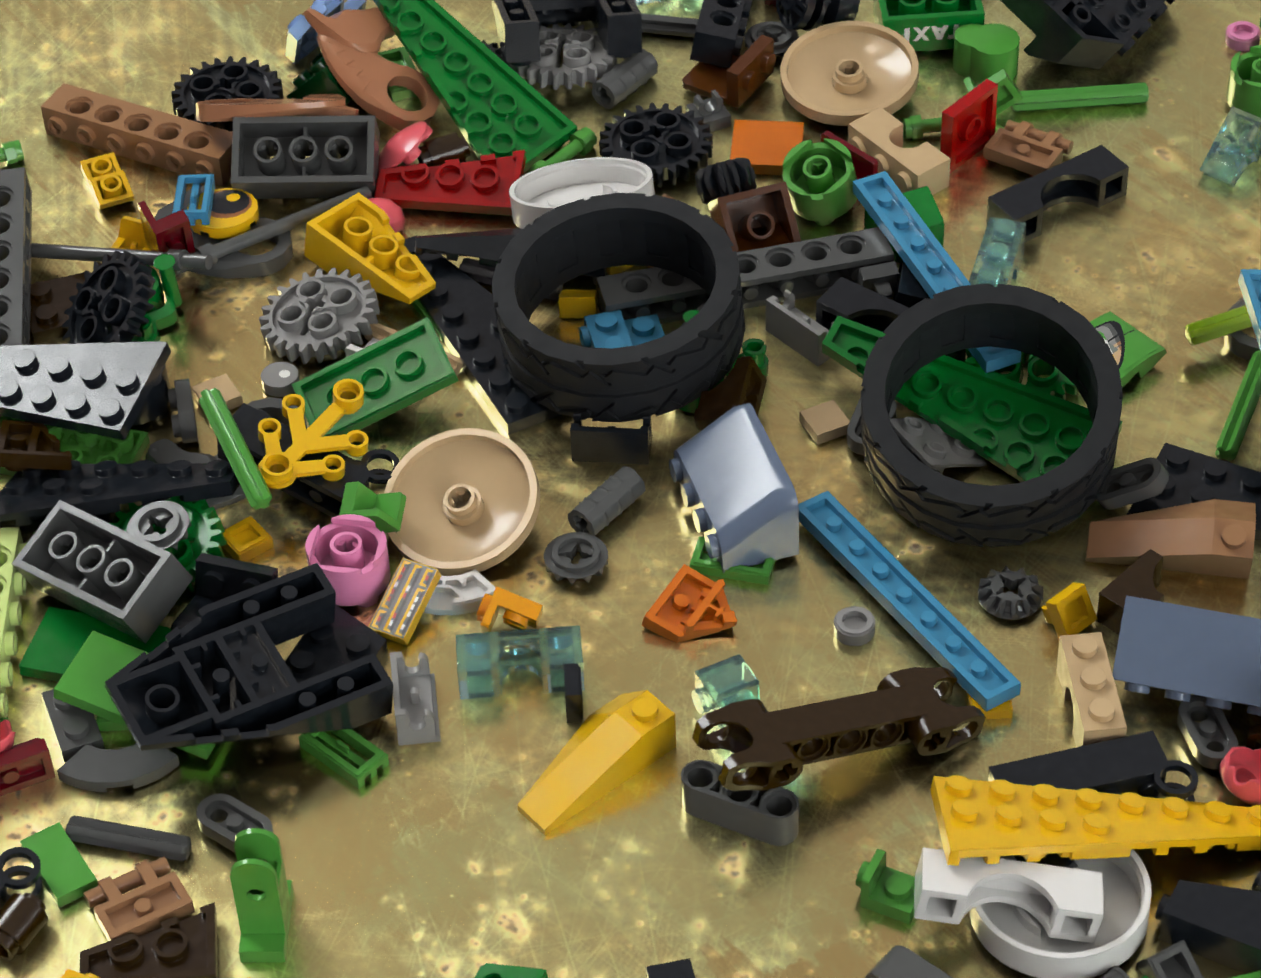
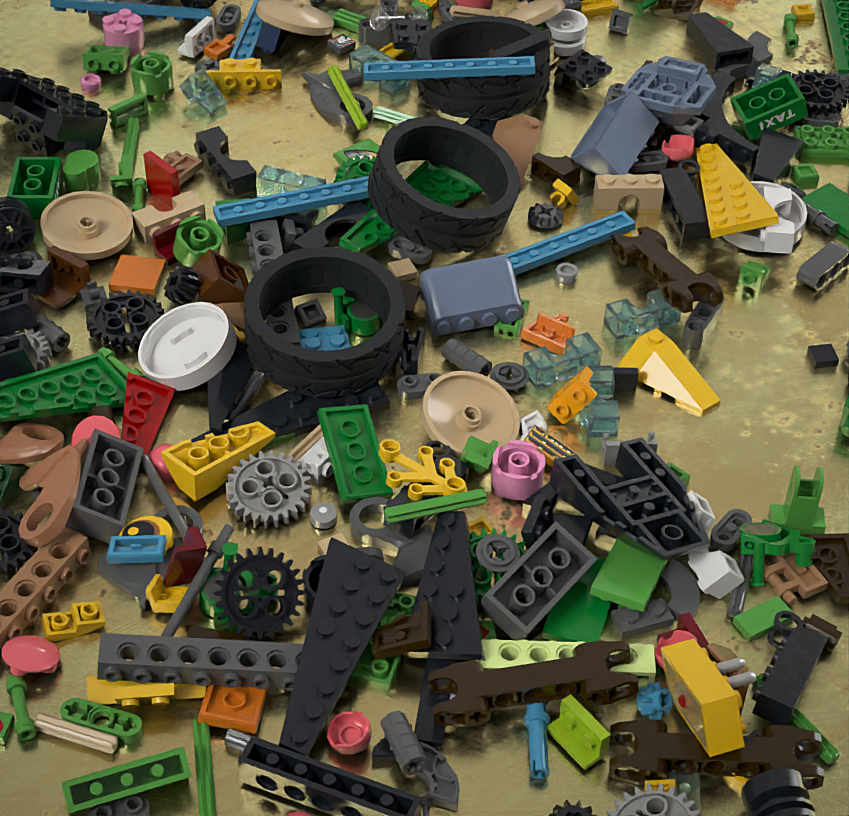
camera: 90 degrees left, 0 degrees up
(49, 151) = (30, 655): none -> coral dish
(186, 863) = (770, 539): none -> green piece
(191, 779) = (716, 570): none -> white arch
(551, 461) = (415, 385): none -> dark grey plate
(623, 637) = (548, 368): none -> clear light blue arch
(1165, 74) = (128, 106): none -> bright green tile

